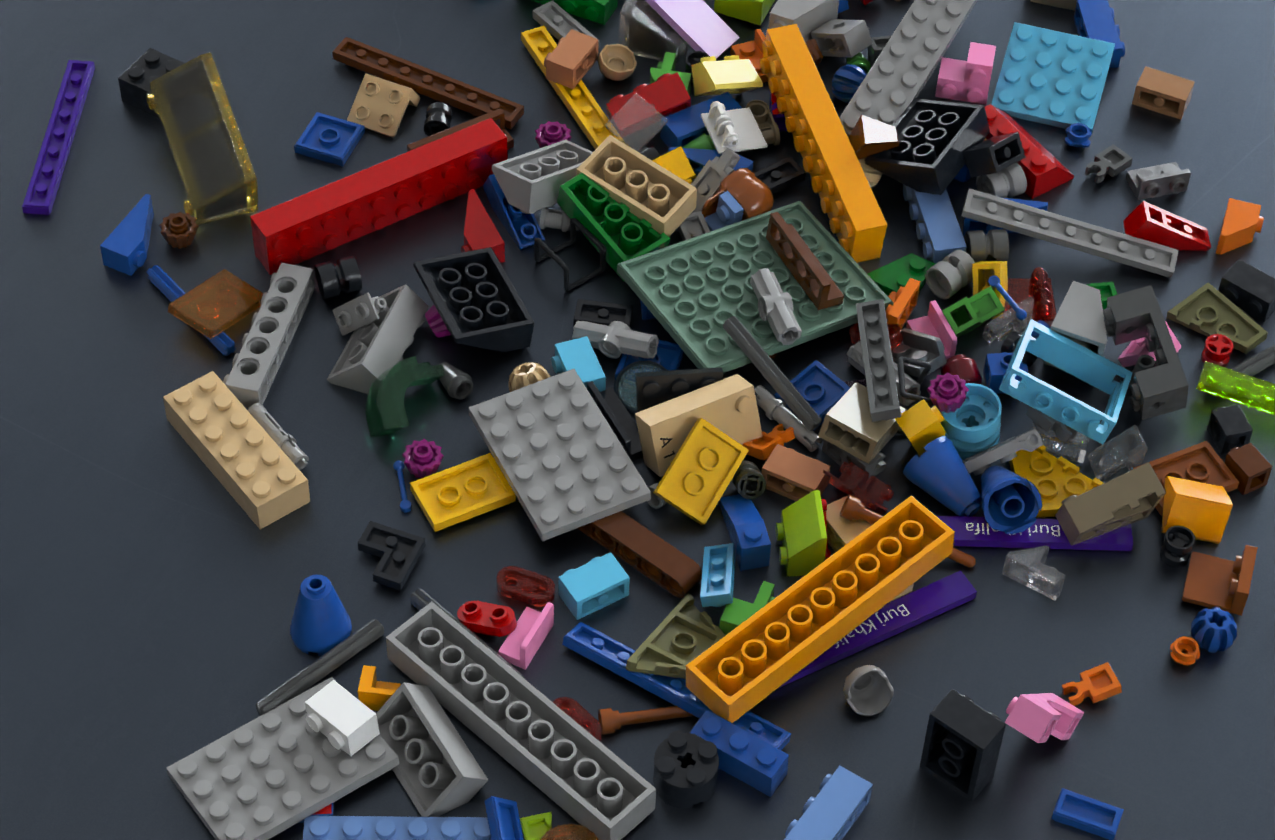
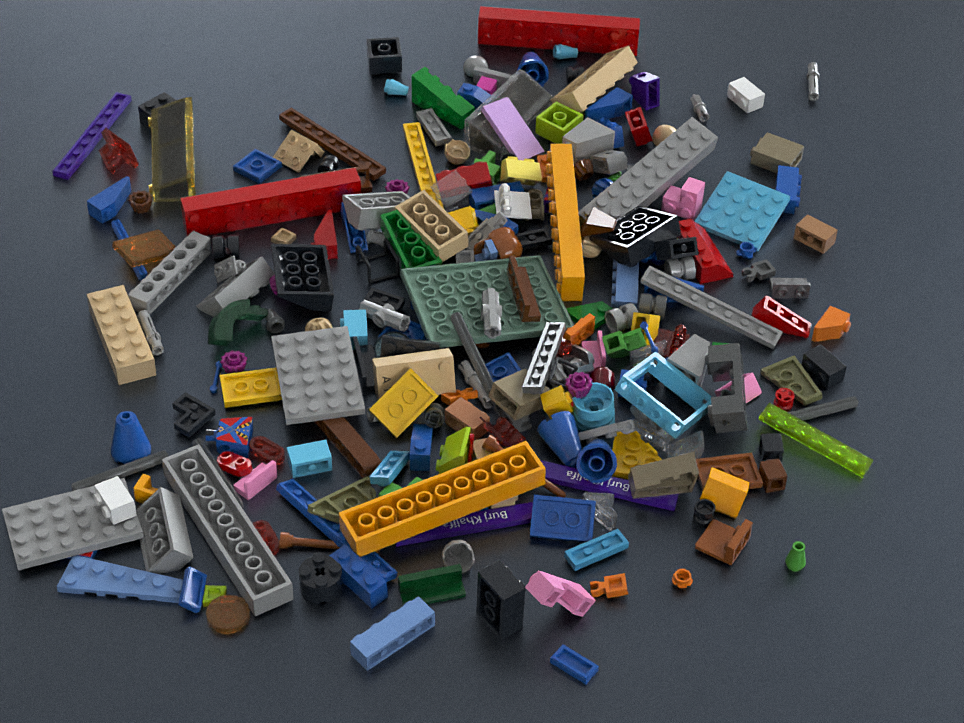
camera: 15 degrees right, 5 degrees down
(111, 158) = (116, 152): none -> clear red bracket
(414, 245) = (283, 236): none -> tan tile
(467, 575) = (232, 435): none -> blue torso
(571, 59) = (426, 144): nougat brick -> none
(845, 743) = (432, 585): none -> dark green panel
(991, 598) = (562, 518): none -> blue plate
(1051, 634) = (596, 549): none -> dark azure plate
(1214, 629) = (706, 569): blue piece -> none

